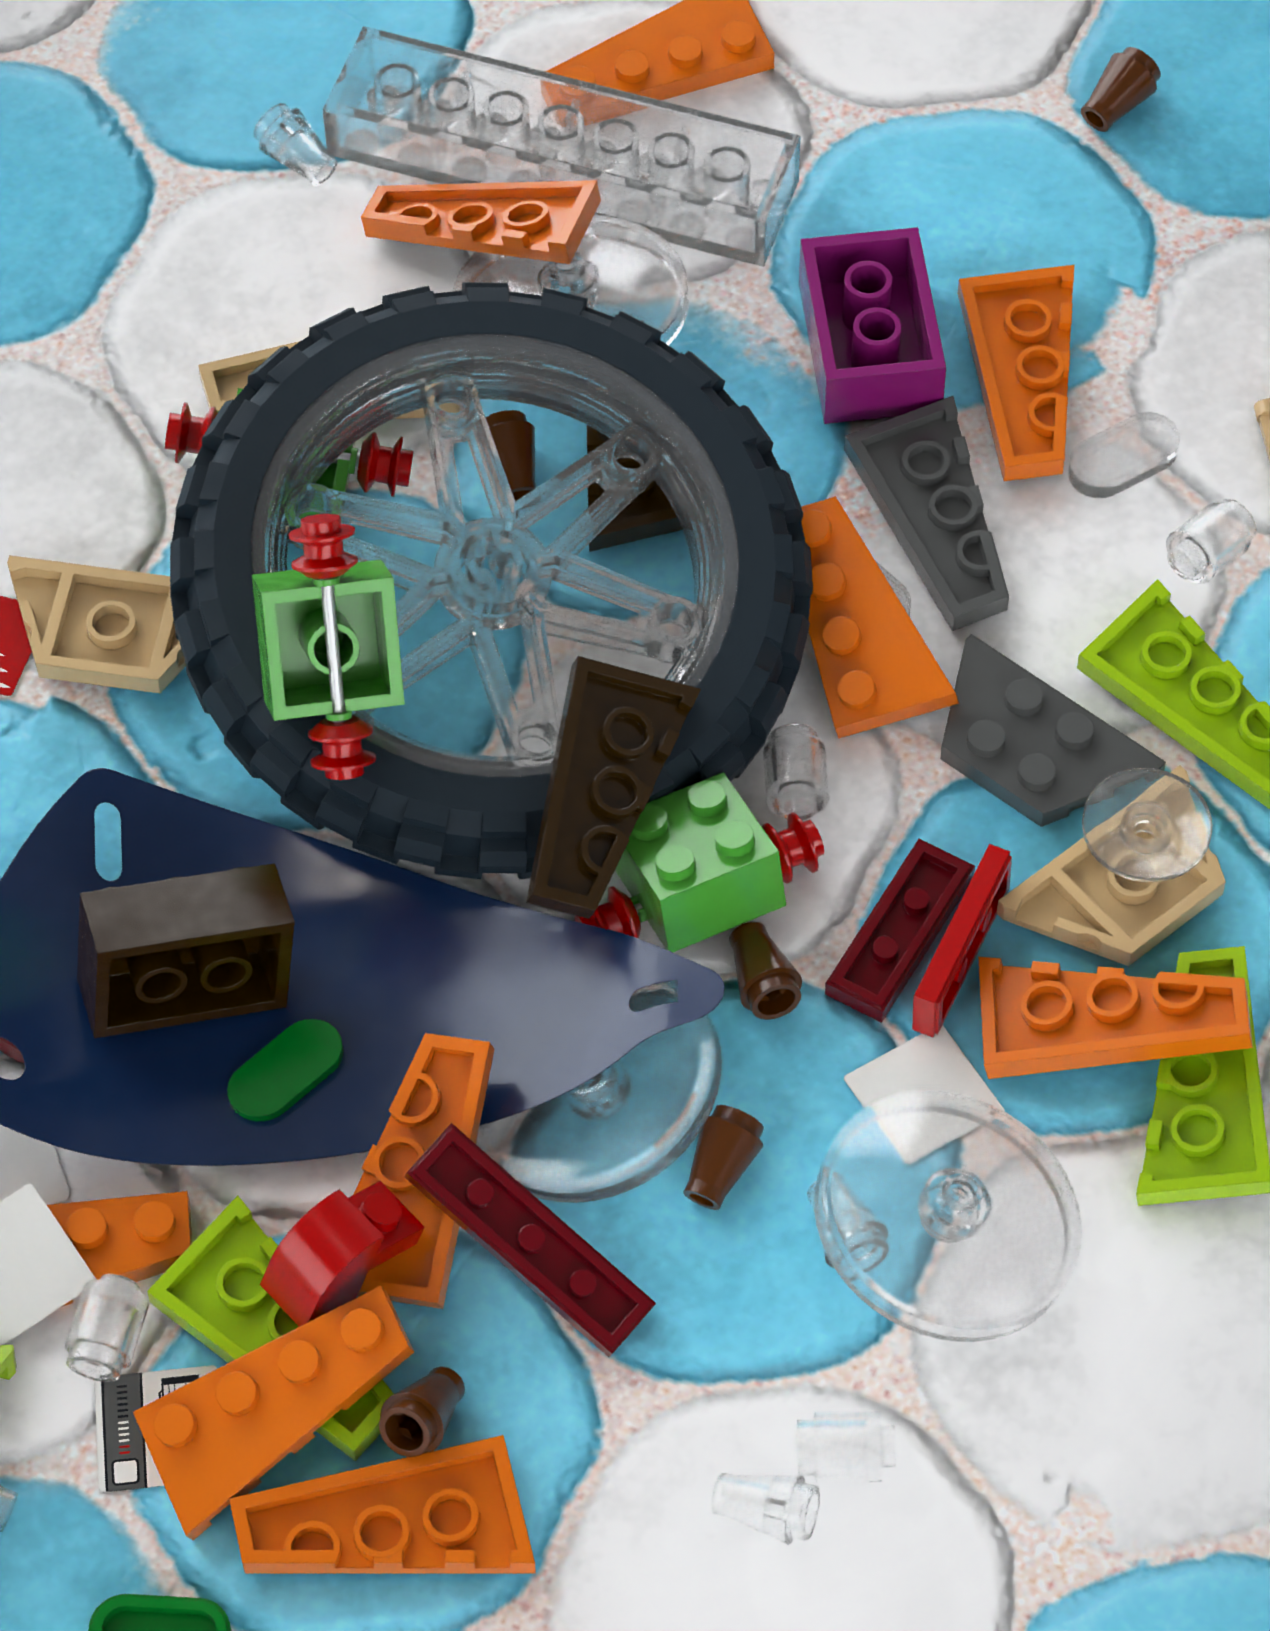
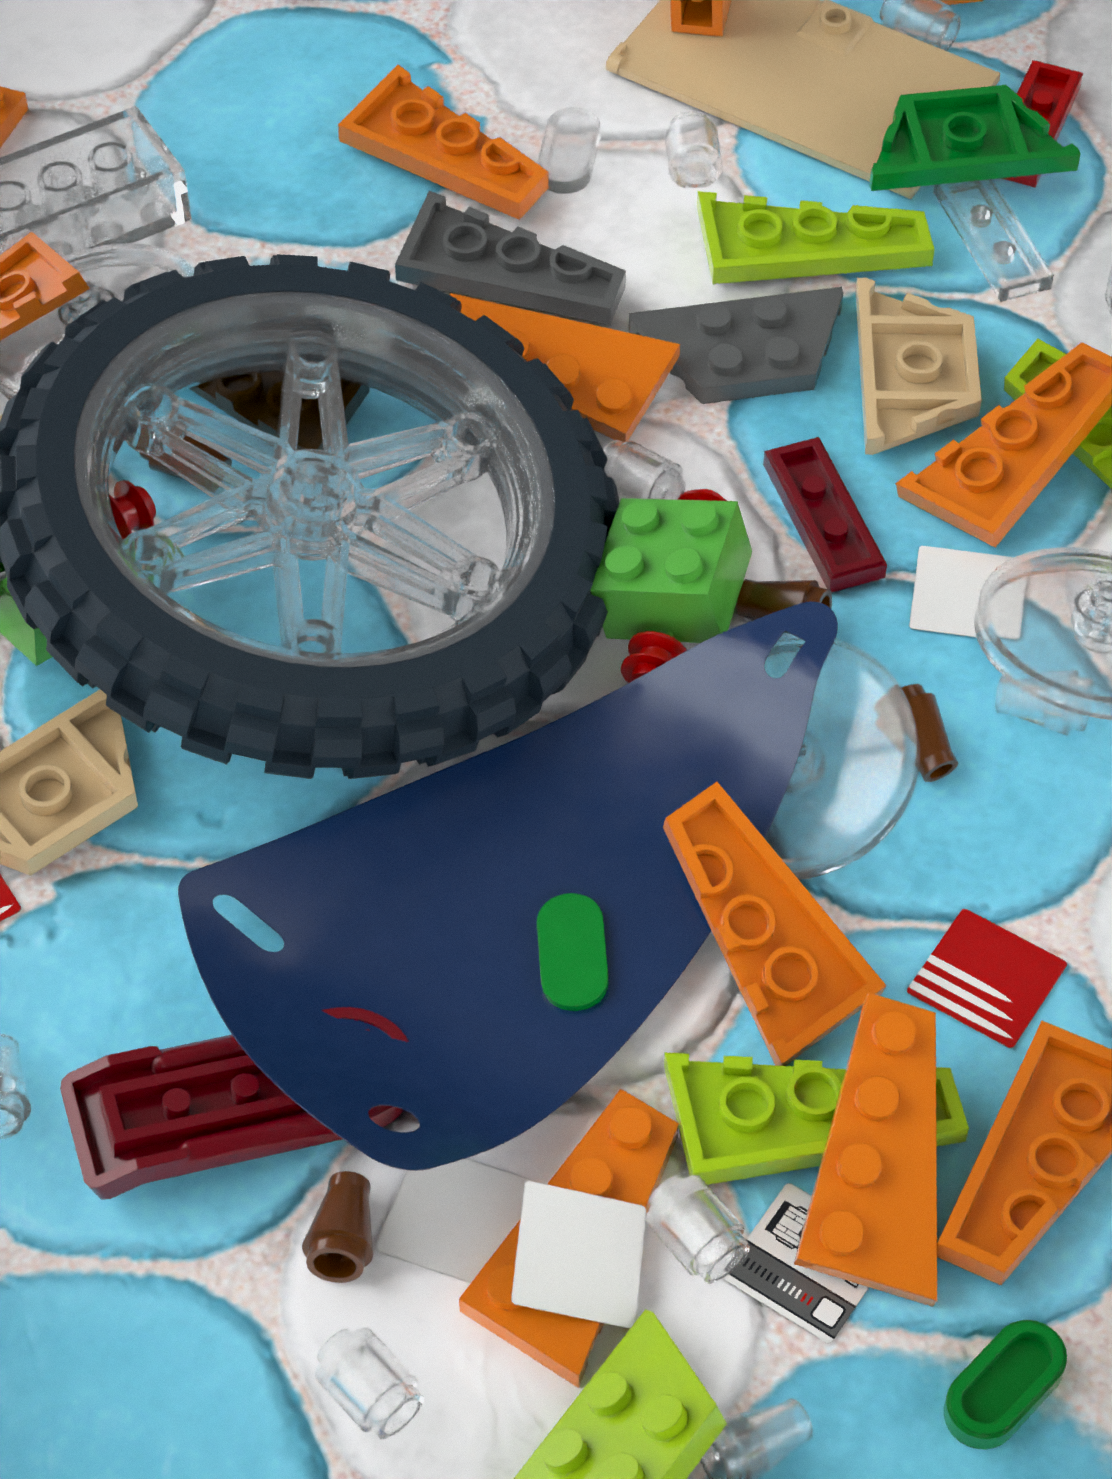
camera: 50 degrees left, 5 degrees down
(184, 950) = (425, 924): dark brown brick -> none
(329, 643) = (318, 597): bright green brick -> none
(334, 1248) = (802, 1011): red brick -> none
(419, 1414) = (981, 1060): reddish brown cone -> none
(530, 1240) = (890, 886): dark red tile -> none
(532, 1376) = (987, 978): none -> red sticker
(603, 771) = (563, 541): dark brown wing -> none
(871, 324) = (324, 186): magenta brick -> none
(961, 941) = (879, 480): red tile -> none
(1149, 803) = (902, 314): clear dish -> none

